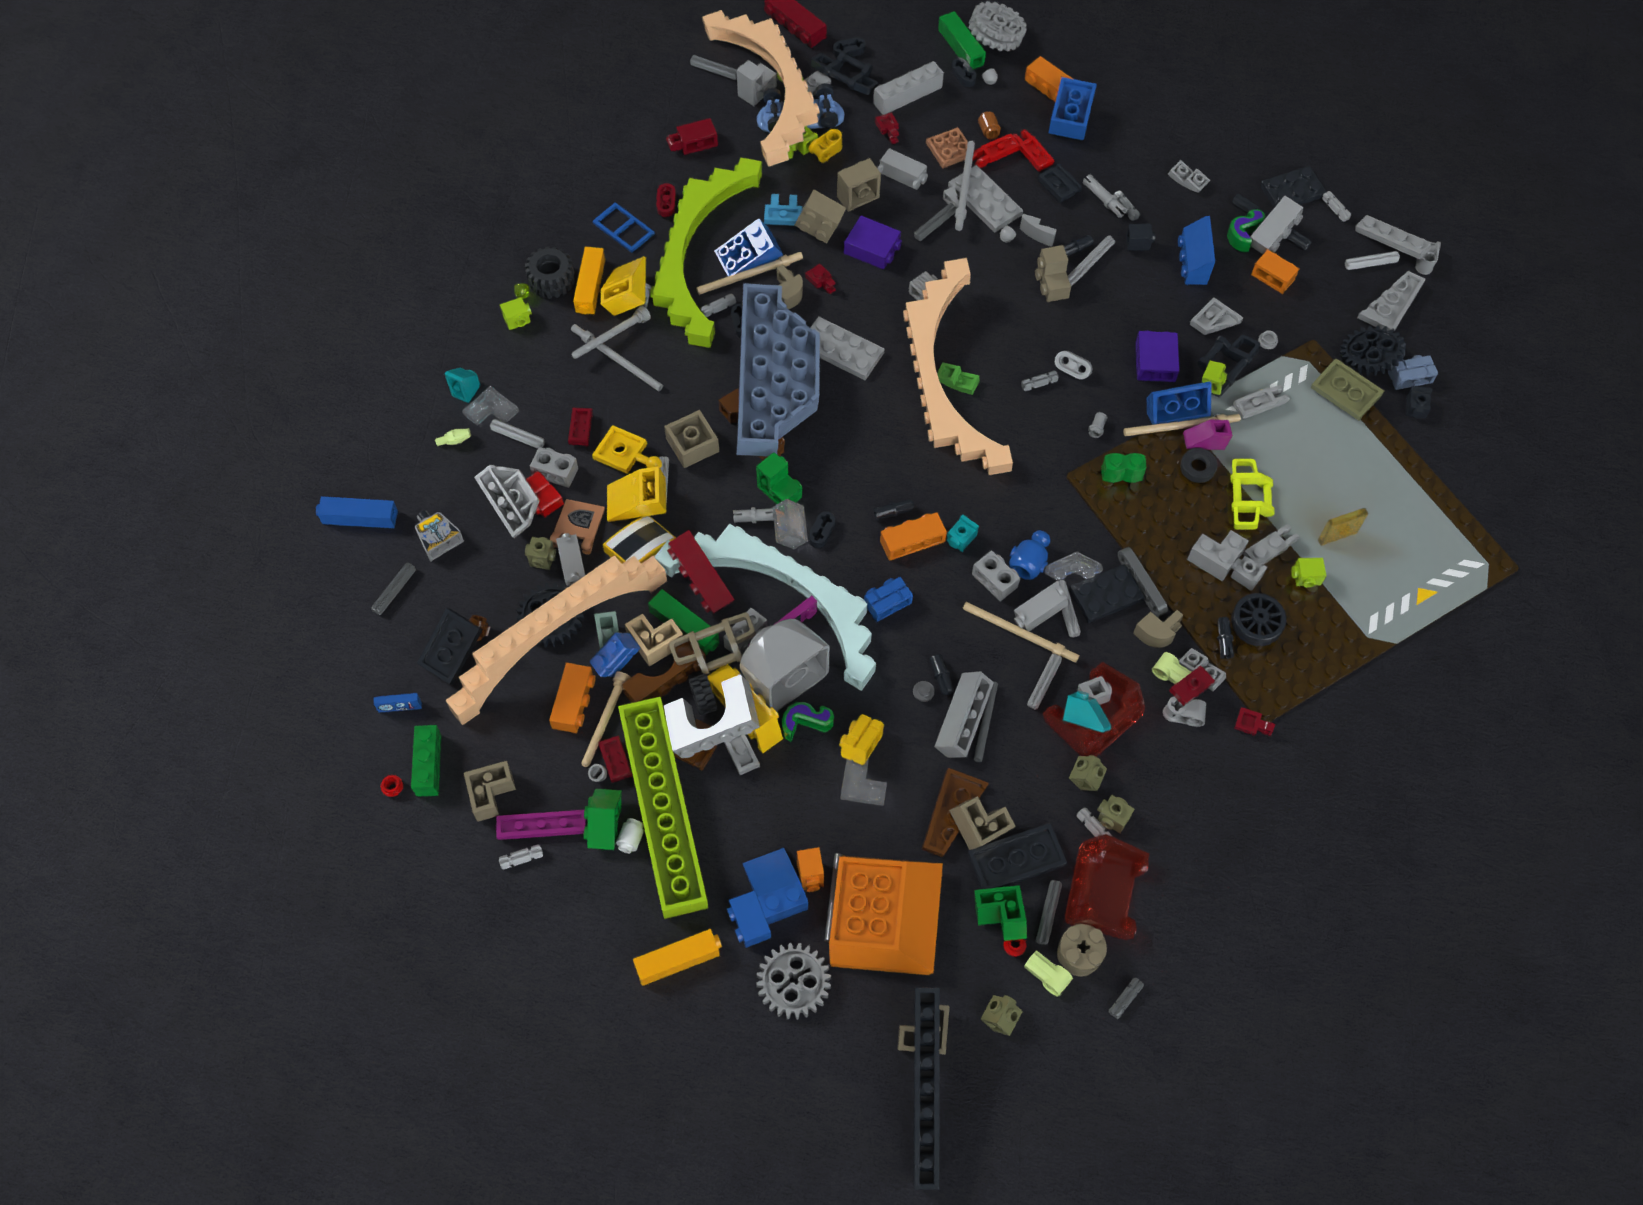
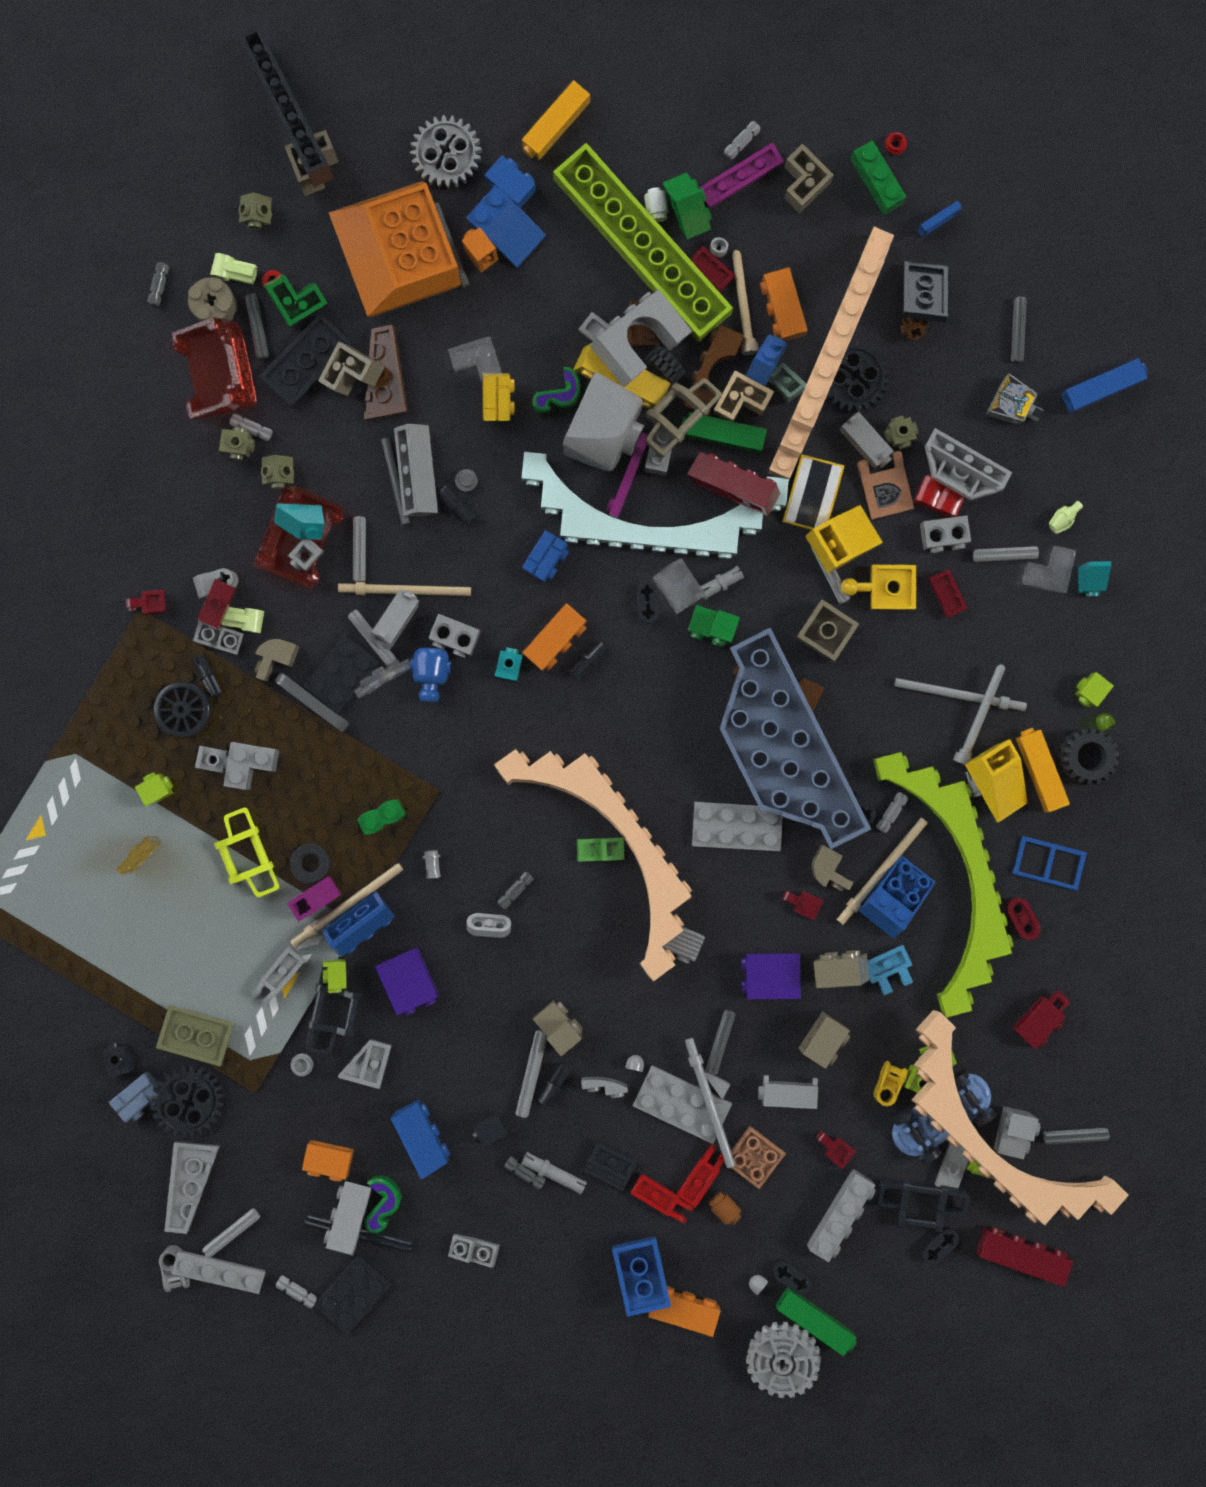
camera: 155 degrees right, 25 degrees up
(1271, 546) = (203, 802): light grey hinge -> none

